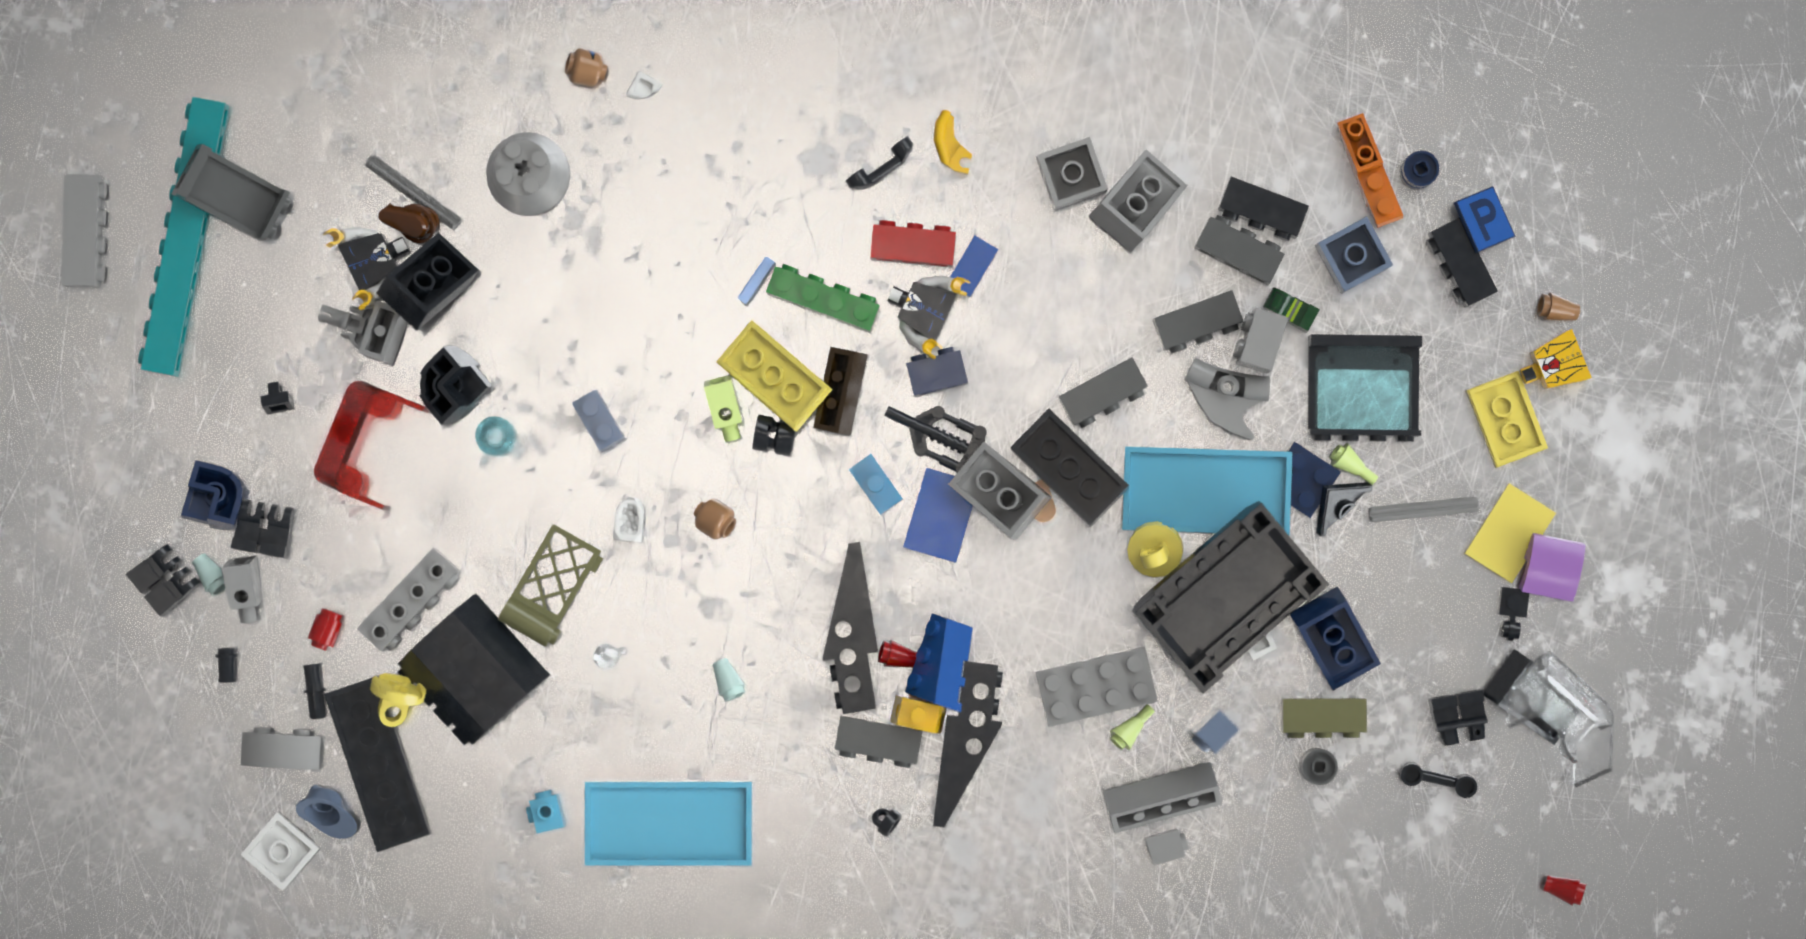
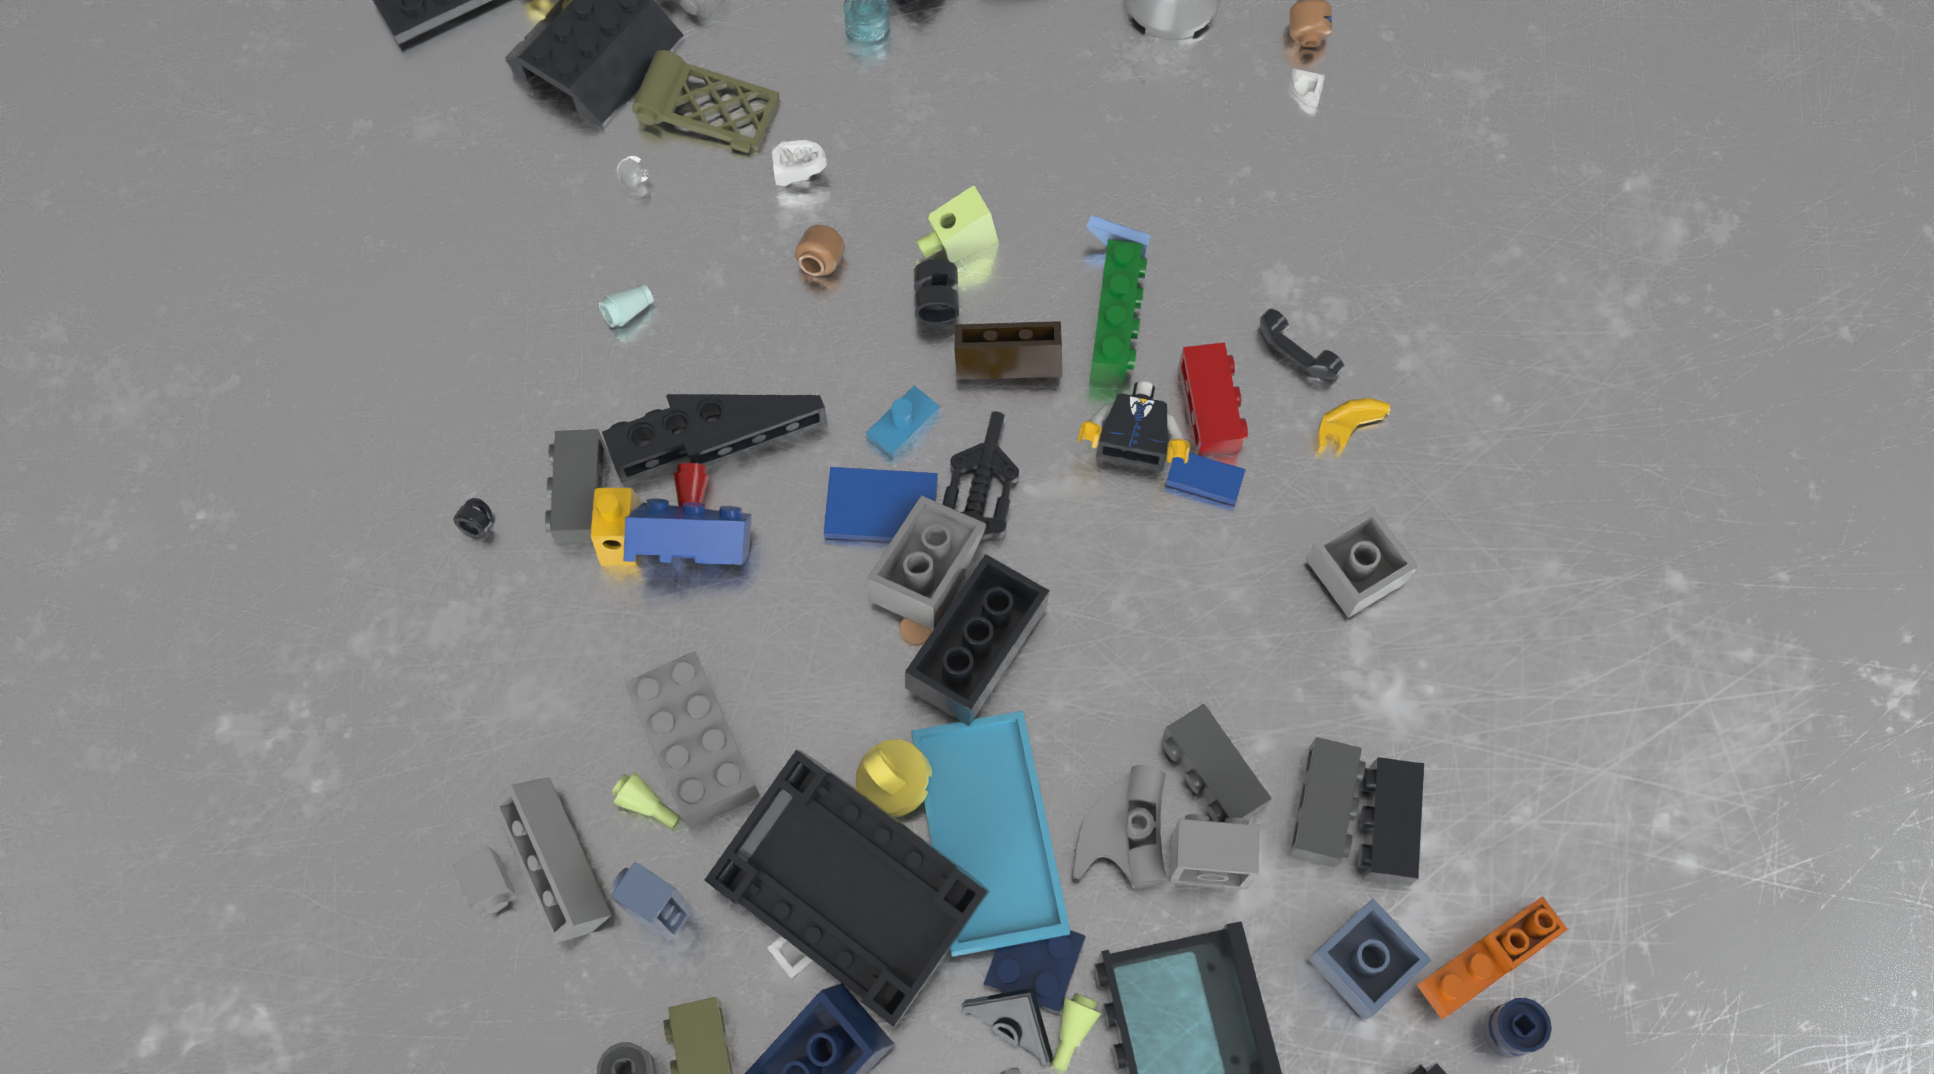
camera: 75 degrees right, 20 degrees down
(546, 812) = (436, 147): medium azure brick -> none
(598, 420) = (909, 108): sand blue brick -> none
(668, 823) = (441, 281): medium azure tile -> none
(774, 375) = (1007, 275): light yellow tile -> none
(936, 374) = (1060, 459): dark blue brick -> none
(956, 762) = (562, 585): black brick -> none
(1103, 393) = (1087, 666): dark grey brick -> none
(1138, 200) = (1351, 655): light grey slope -> none
(1299, 312) = (1267, 893): dark green leg -> none

